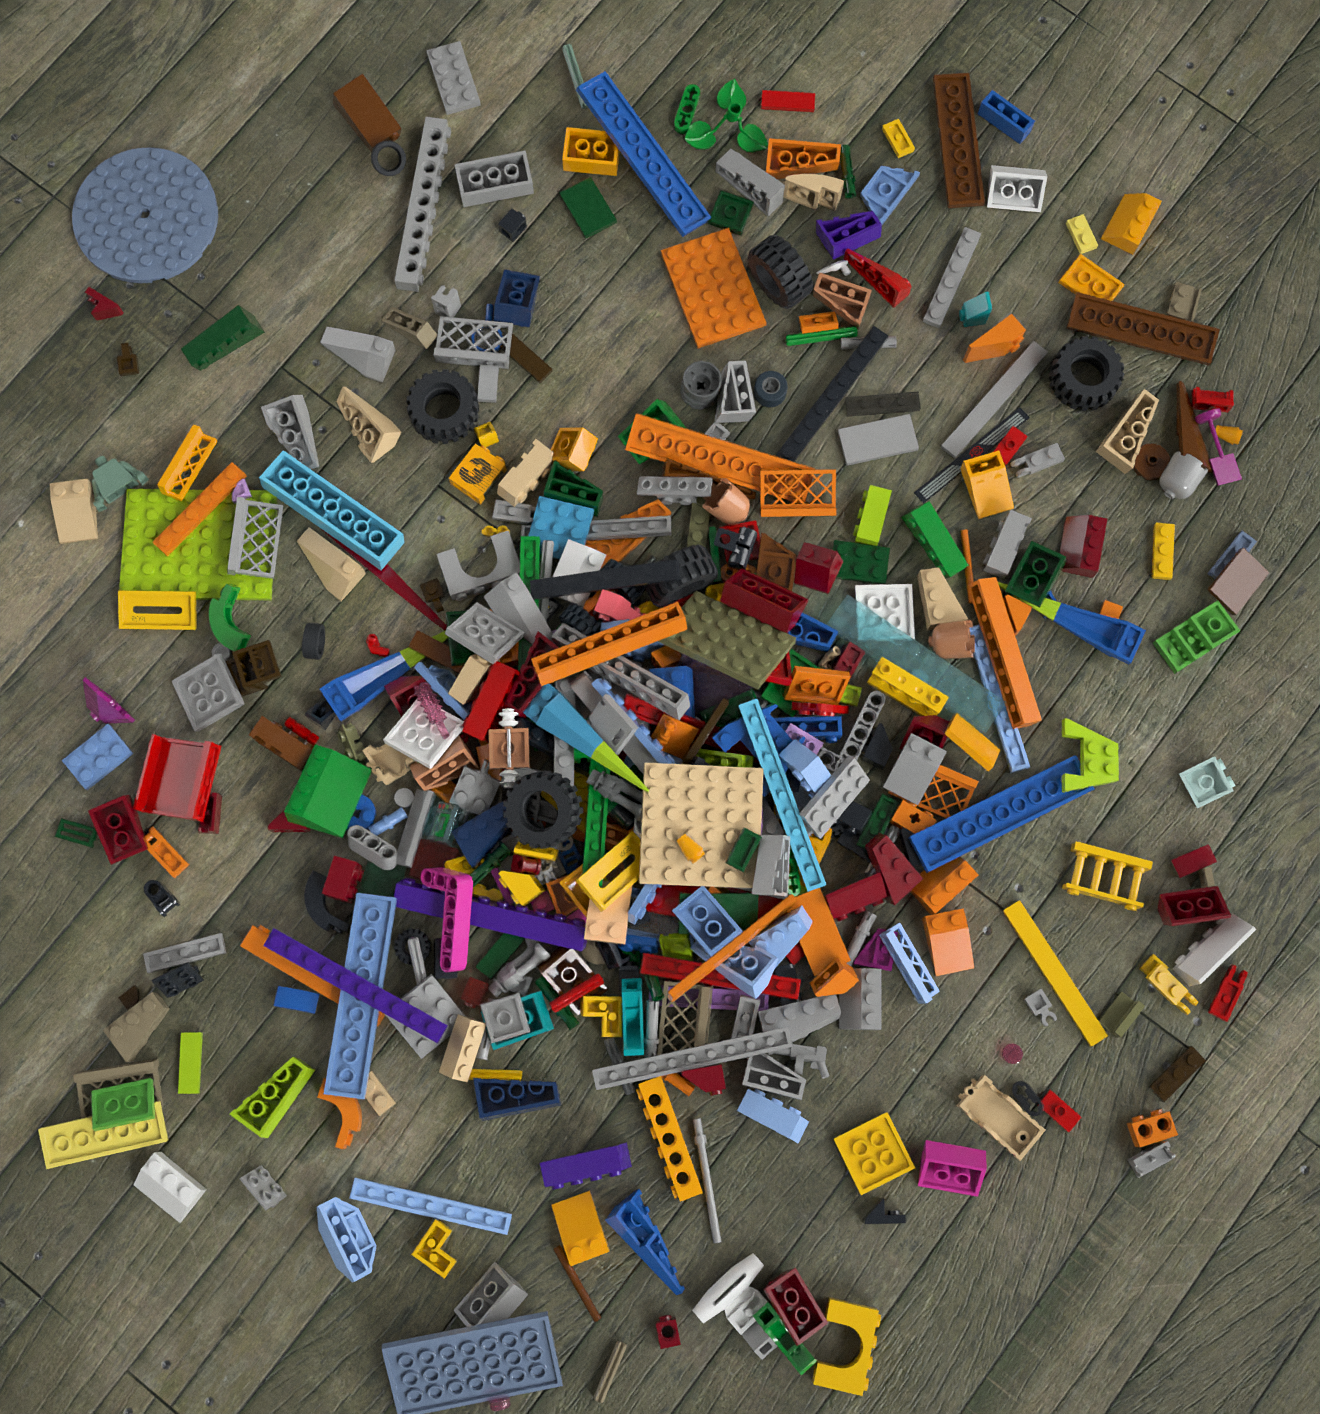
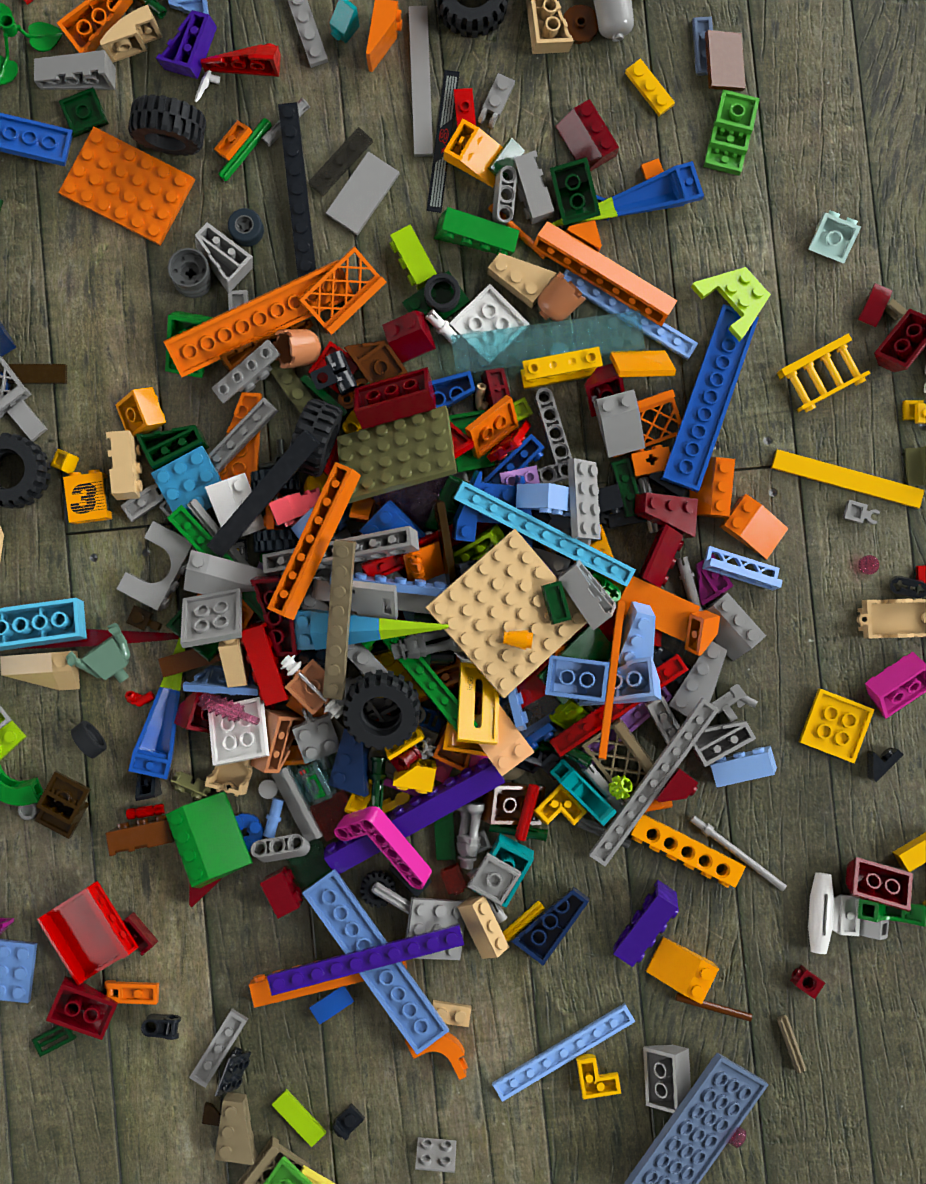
camera: 45 degrees left, 10 degrees up
(208, 692) = (47, 849): light grey plate -> none
(222, 1100) = (347, 1121): none -> black bracket
(271, 1101) = (383, 1091): lime wedge -> none
(316, 905) = (284, 927): black arch -> none
(346, 1238) = (528, 1131): light blue wedge -> none
(382, 596) = (106, 658): none -> sand green torso
(490, 530) = (139, 533): yellow piece -> none
(574, 714) = (339, 619): none -> dark tan plate
(635, 1227) = (716, 931): blue wedge -> none
(664, 1040) = (620, 787): none -> lime gear
(842, 297) = (233, 103): nougat wedge -> none
(847, 580) = (442, 327): none -> white pin
(869, 544) = (442, 277): none -> black tyre
(878, 749) = (578, 431): black slope -> none
(987, 526) = (509, 188): none -> light grey beam
(1001, 507) = (506, 156): none -> tile

